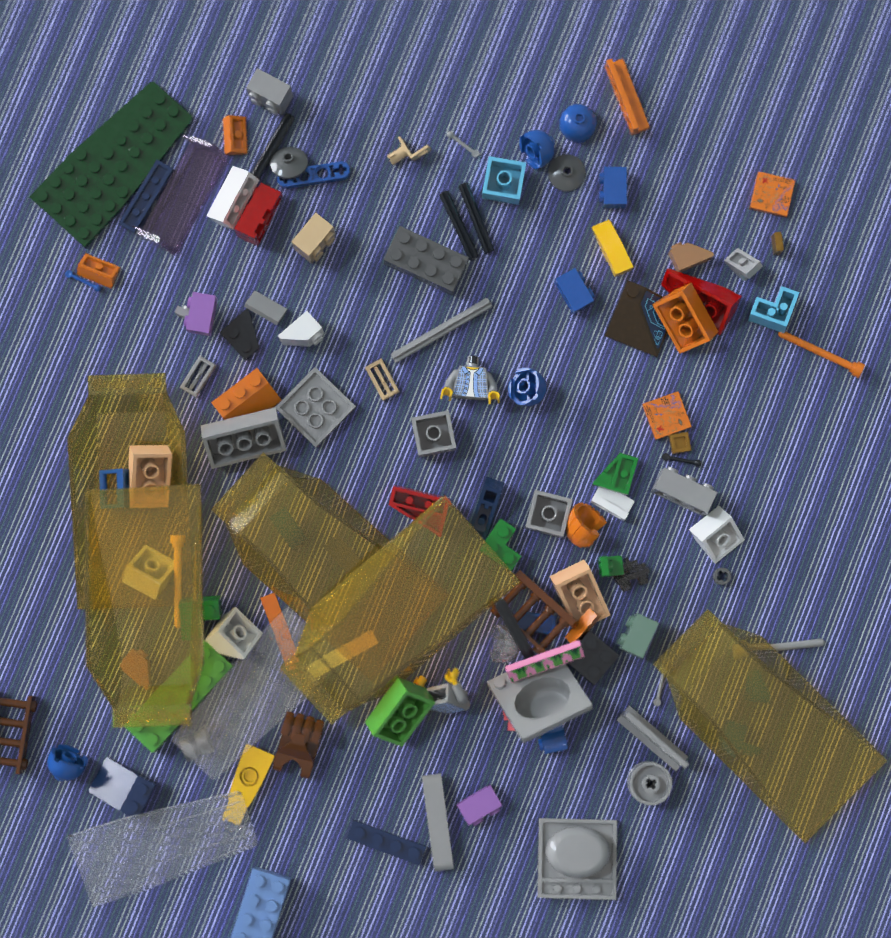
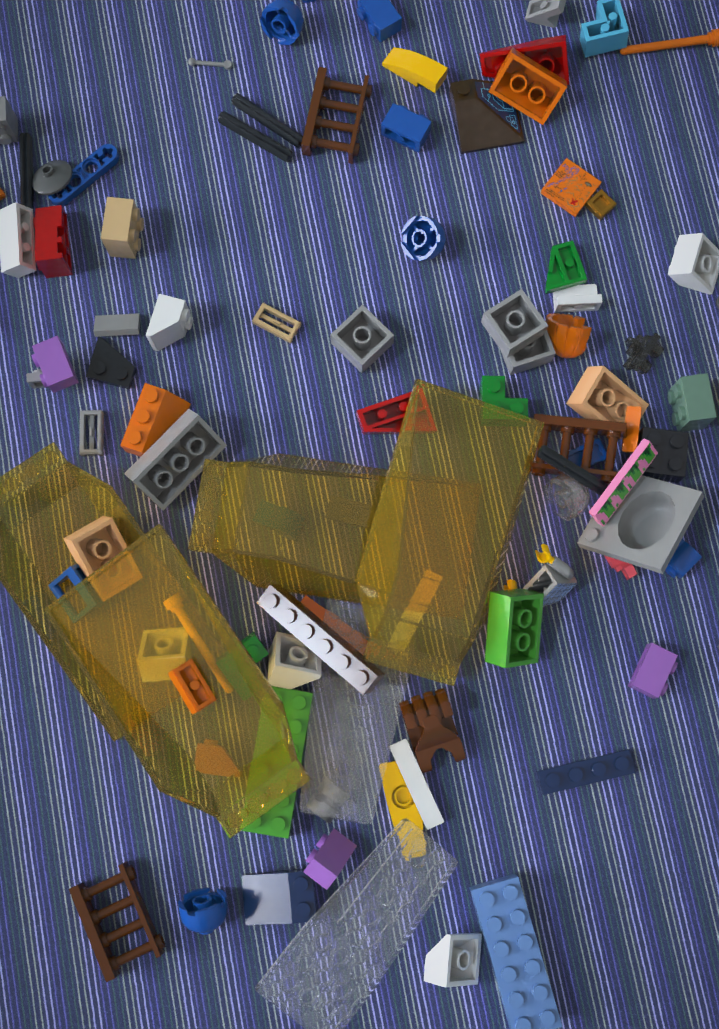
camera: 30 degrees left, 5 degrees down
(152, 609) = (192, 686): none -> orange slope
(171, 785) = (329, 859): none -> medium lavender brick
(212, 907) = (454, 960): none -> white slope
(261, 631) = (320, 638): none -> brick
(263, 774) = (416, 784): none -> white sticker
(315, 407) = (228, 388): light grey plate -> none
(404, 151) = (159, 99): tan bracket -> none
(426, 260) = (245, 185): dark grey brick -> none
(437, 822) = (624, 716): light grey beam -> none
(441, 330) = (303, 242): light grey axle -> none
(471, 383) = (367, 270): torso -> none
(486, 506) = (459, 369): dark blue slope -> none
(503, 180) = (271, 67): medium azure brick -> none
(523, 230) = (320, 102): none -> reddish brown fence
(544, 497) = (514, 323): none -> light grey brick
(563, 181) = (325, 38): dark grey dish -> none
(610, 566) = (617, 356): green slope -> none
(666, 457) = (596, 225): black hinge -> none
(684, 491) = (639, 241): light grey brick -> none
(688, 256) = (490, 31): medium nougat slope -> none

